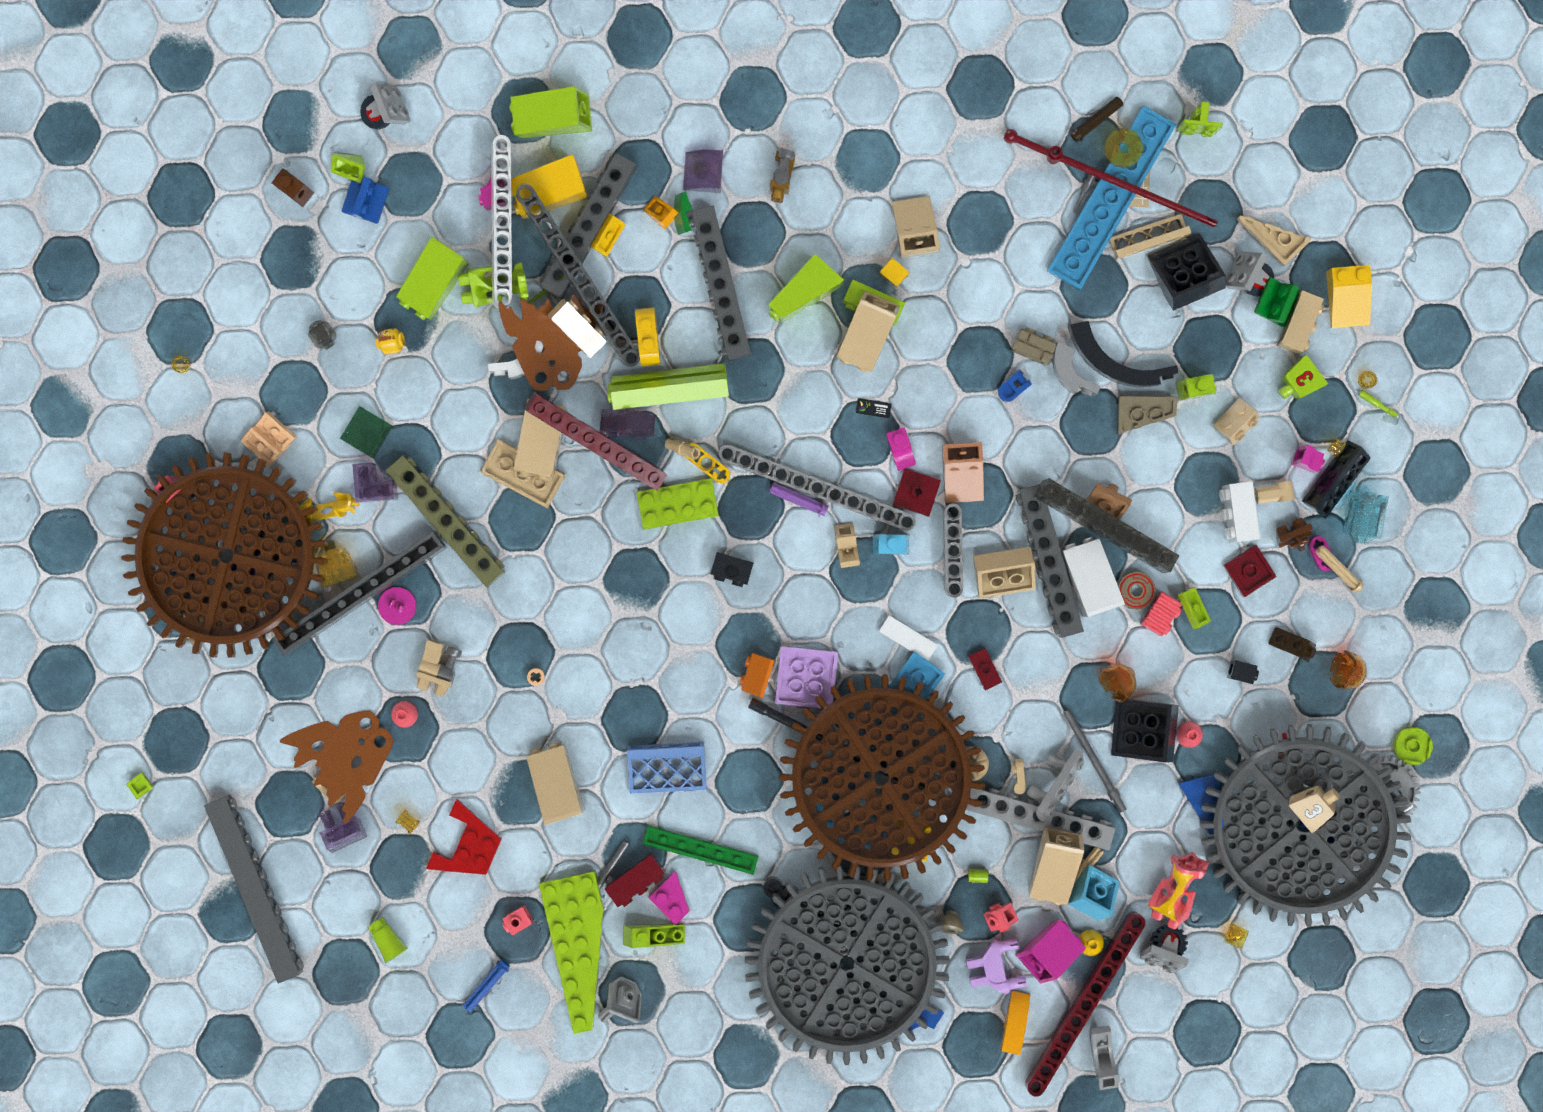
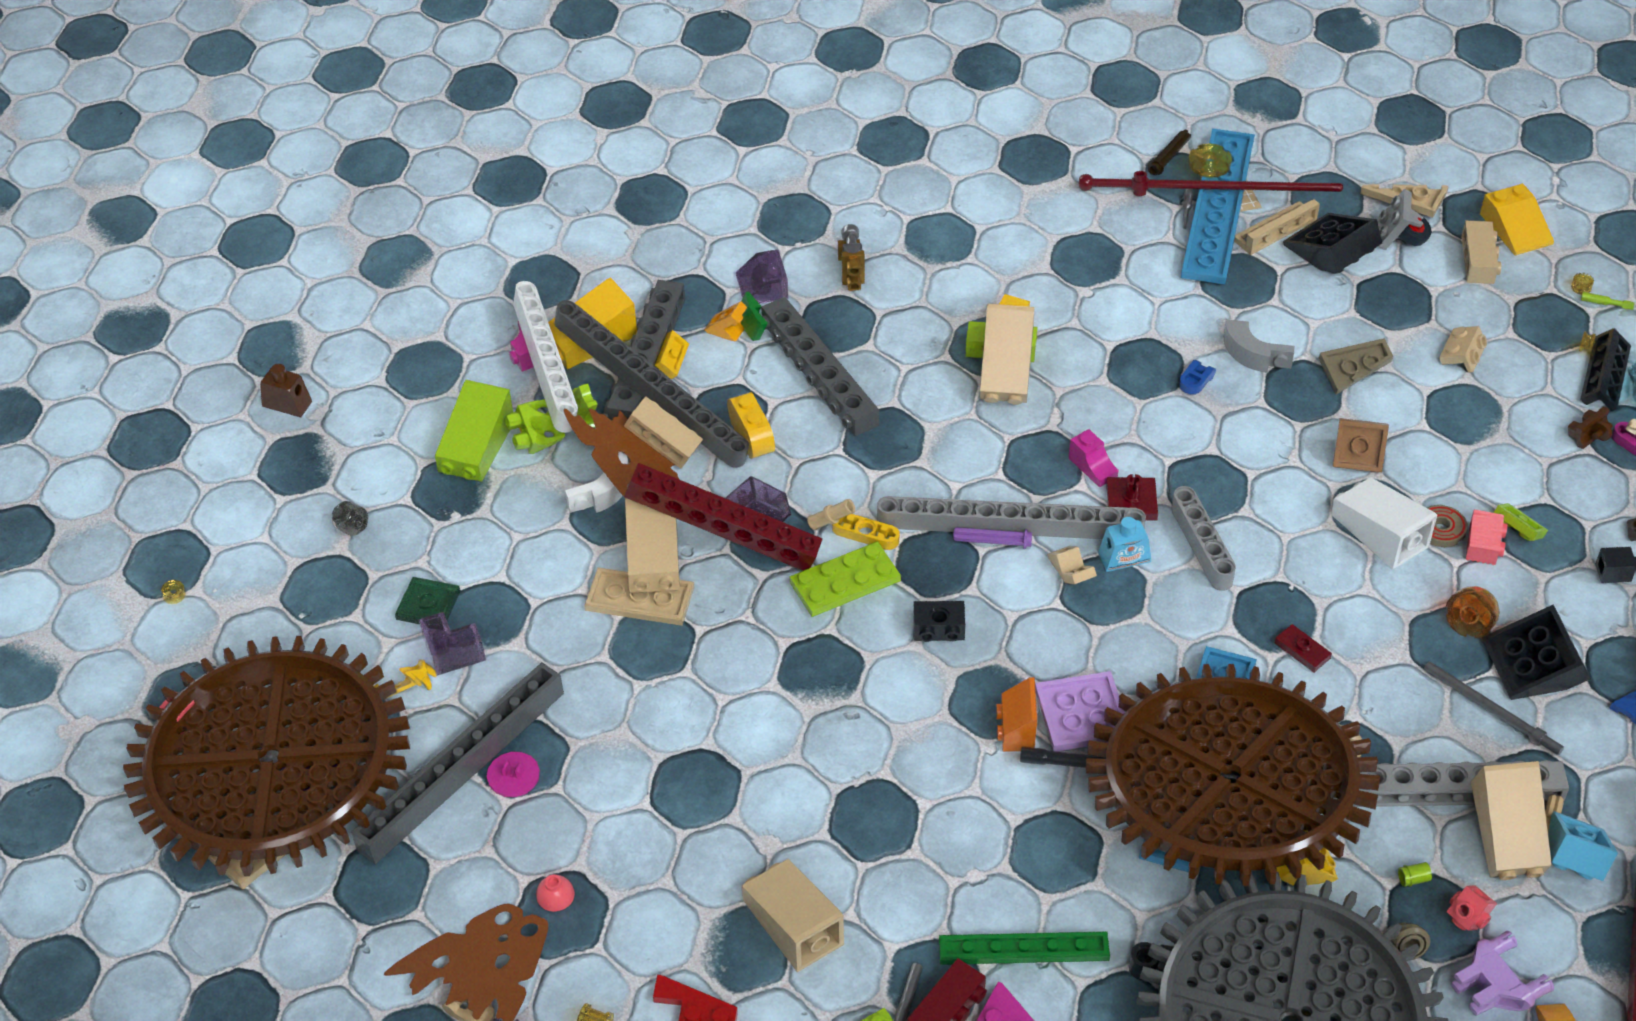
camera: 15 degrees left, 40 degrees down
(268, 438) = (303, 625): light nougat slope -> none
(339, 566) = (426, 743): clear yellow torso -> none
(348, 166) = (348, 363): lime slope -> none
(365, 200) = (375, 387): blue bracket -> none
(384, 107) = (377, 305): light grey plate -> none
(390, 341) = (437, 503): yellow head -> none
(398, 472) = (579, 674): olive brick -> none
(433, 671) = (587, 830): tan hips -> none
(535, 682) = (725, 810): light nougat bush -> none
(551, 113) = (572, 267): lime slope -> none
(666, 751) = (930, 837): medium blue fence -> none
(668, 386) = (795, 456): lime brick -> none
(804, 289) = (919, 341): lime slope -> none
(873, 408) = (1043, 437): black sticker -> none
(908, 638) = (1188, 639): white tile -> none
(915, 227) = (1021, 272): tan slope -> none
(963, 472) = (1176, 457): slope -> none
(1005, 572) = (1277, 543): tan slope -> none
(1018, 770) = (1406, 741): tan plate -> none
(1034, 346) = (1200, 337): dark tan brick -> none
(1051, 951) = (1560, 936): dark pink slope -> none
(1057, 790) = (1466, 723): light grey plate -> none
(1074, 623) = (1326, 520): dark grey brick -> none
(1092, 941) = (1609, 915): yellow brick -> none
(1105, 366) = (1303, 335): black arch -> none
(1106, 526) = (1374, 460): clear smoke brick -> none
(1189, 734) = (1594, 649): coral brick -> none
(1196, 387) = (1402, 323): lime torso -> none
(1199, 122) = (1279, 123): lime bracket -> none
(1239, 512) = (1518, 415): white brick -> none
(1249, 570) = (1562, 476): dark red tile -> none
(1277, 301) = (1445, 237): green bracket -> none
(1279, 492) = (1550, 394): tan piece -> none
(1301, 379) = (1513, 295): lime torso -> none
(1308, 459) = (1563, 356): dark pink arch -> none

